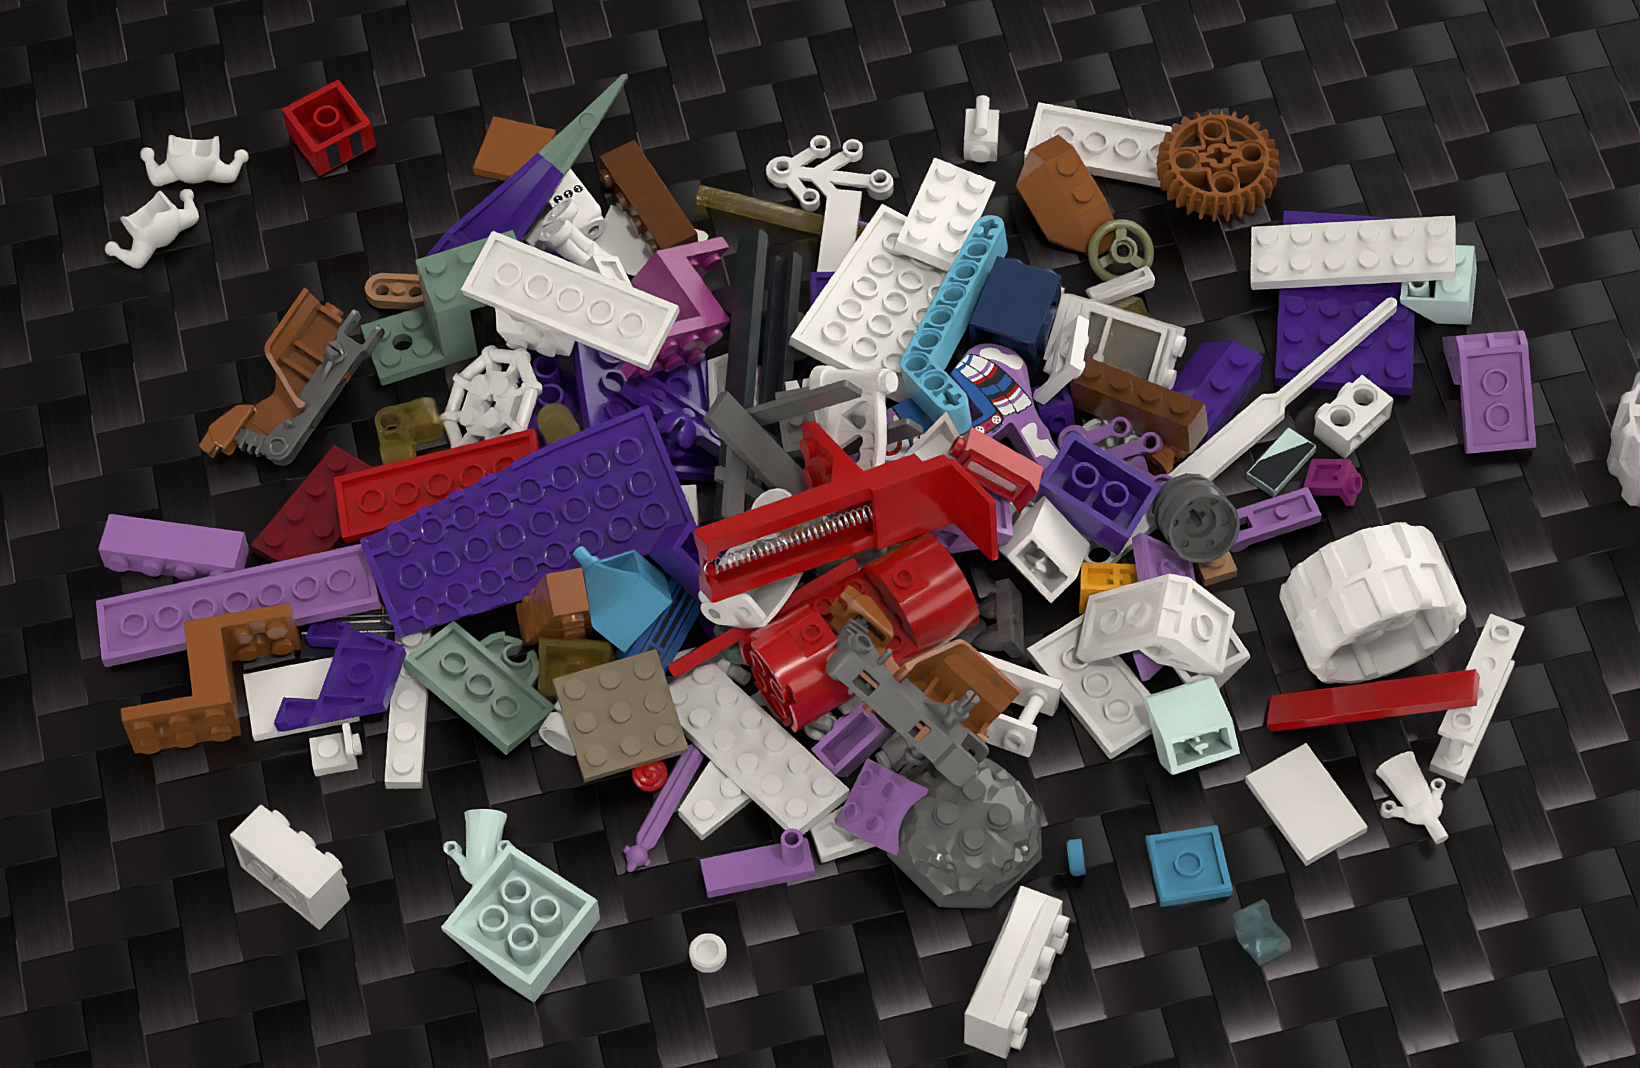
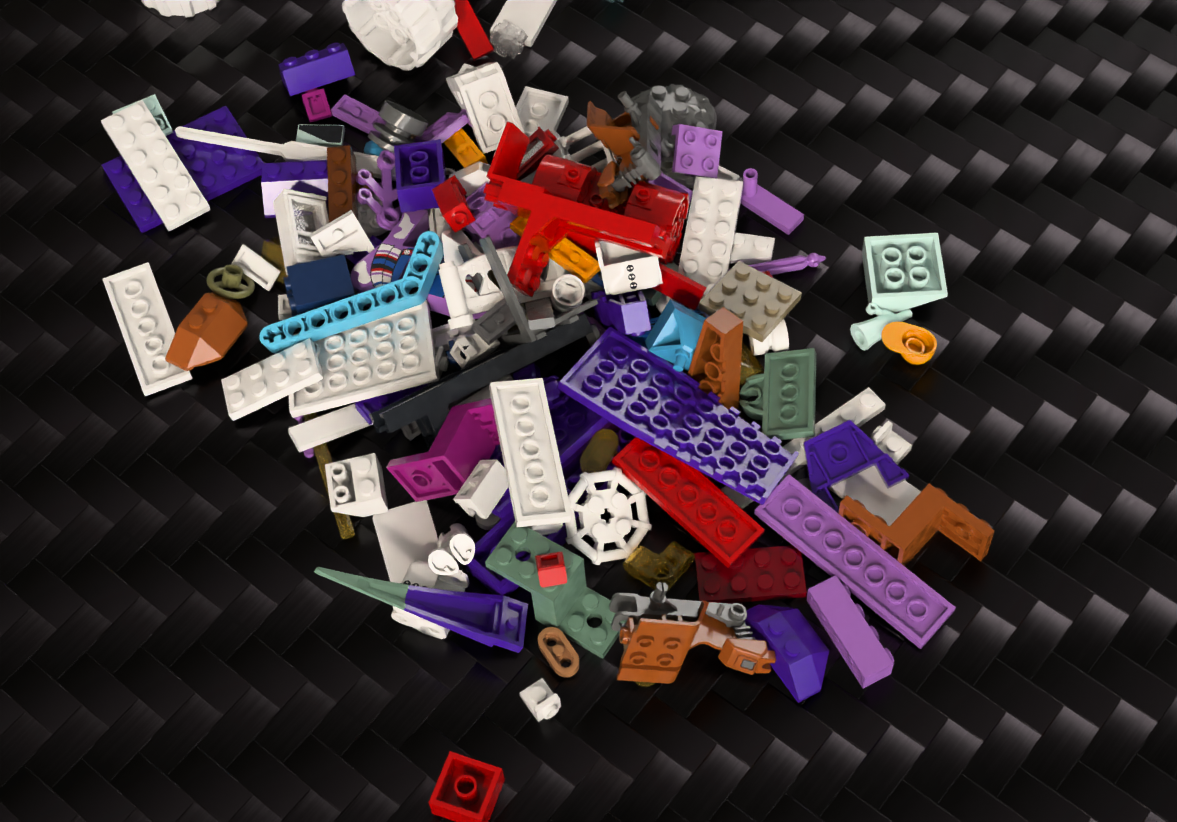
camera: 125 degrees left, 0 degrees up
(217, 486) = (797, 647): none -> dark purple wedge
(291, 866) = (981, 397): white brick -> none
(365, 250) = (541, 700): none -> white bracket
(430, 855) = (913, 342): none -> light orange cap
(446, 270) = (551, 569): none -> slope
(509, 147) = (393, 670): dark orange tile -> none
(645, 199) = (382, 547): reddish brown brick -> none
(708, 953) = (834, 196): white tile -> none
(739, 210) = (357, 486): none -> white slope
(825, 174) = (282, 474): white plant -> none
(981, 132) = (190, 405): white brick -> none
(1015, 973) = (730, 53): white piece -> none
(1037, 631) = (539, 146): none -> red window
(1076, 857) = (639, 78): dark azure tile -> none
(1188, 866) = (600, 39): dark azure tile -> none
(1191, 725) = (528, 65): light aqua slope -> none
(1217, 165) = (139, 253): dark orange gear -> none
(1263, 743) = (508, 39): none -> clear brick
(1357, 420) = (266, 117): white brick -> none
(1378, 486) = (316, 68): none -> dark purple slope
(1493, 389) = (189, 69): medium lavender bracket -> none

